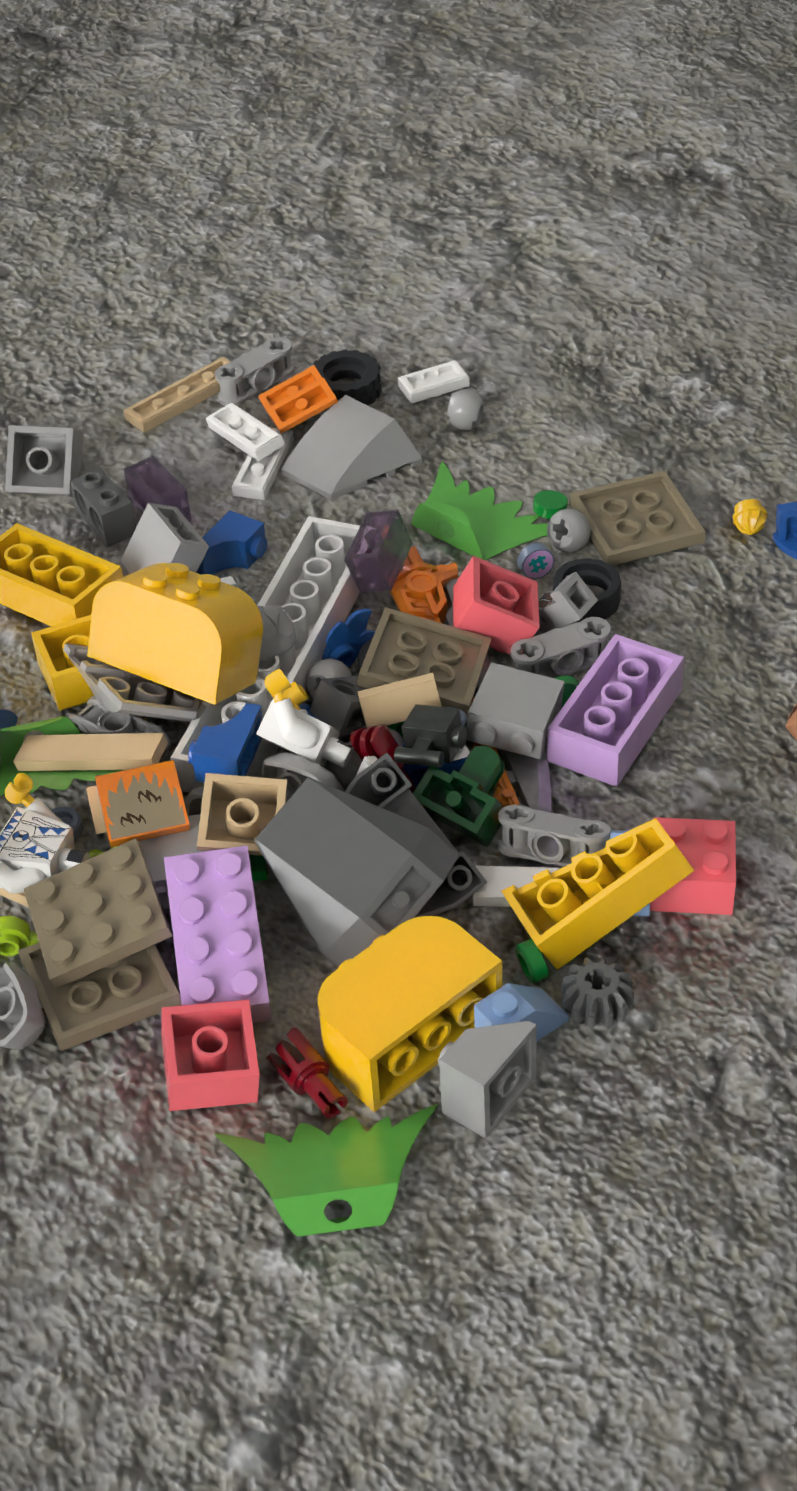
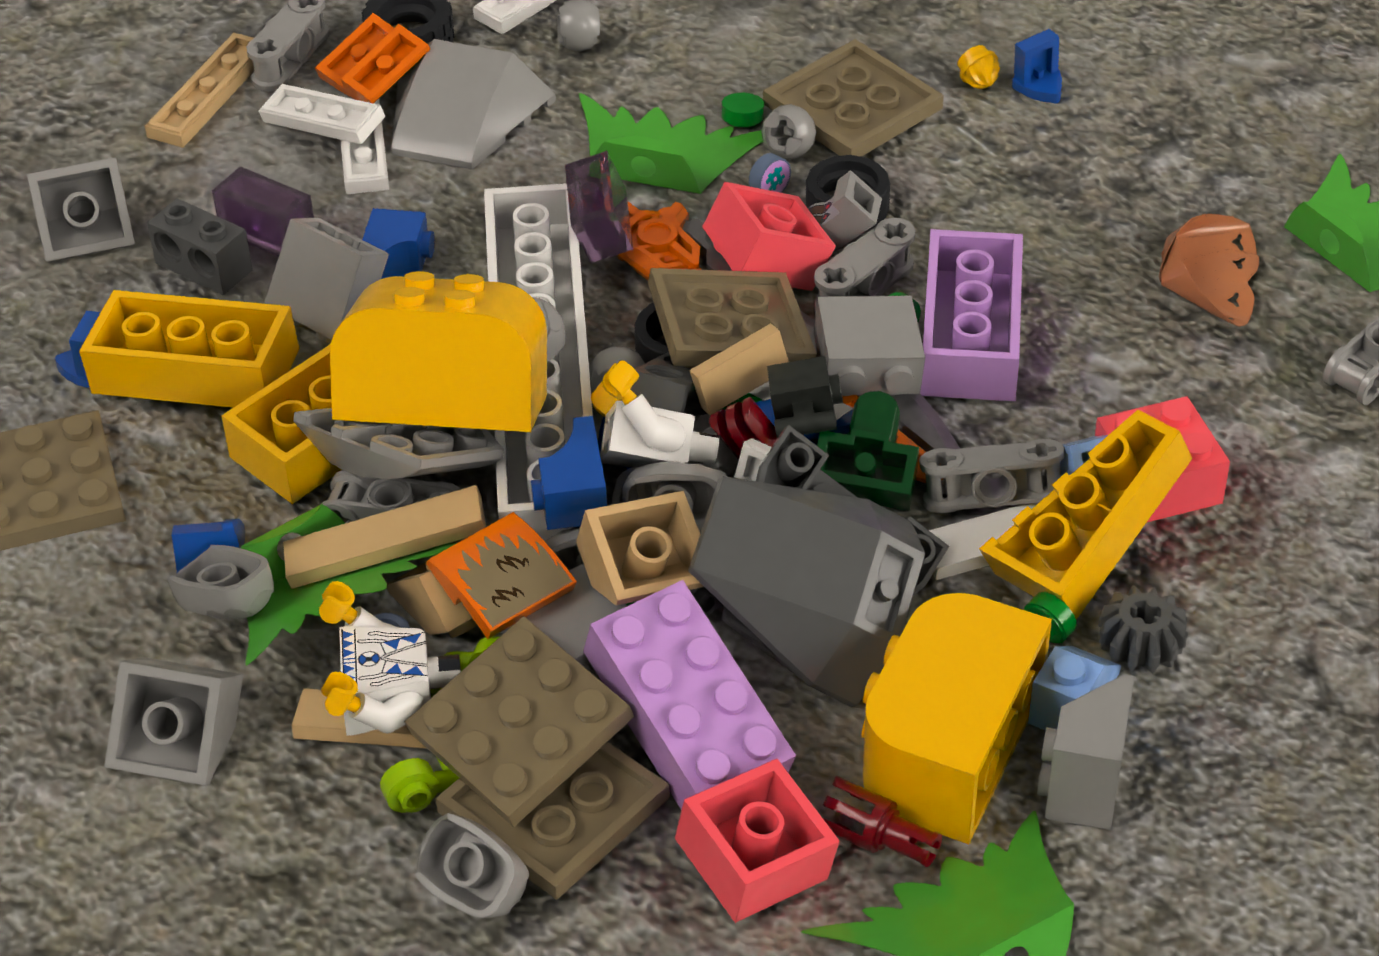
camera: 25 degrees left, 0 degrees up
(348, 637) = (614, 319): blue plate -> none

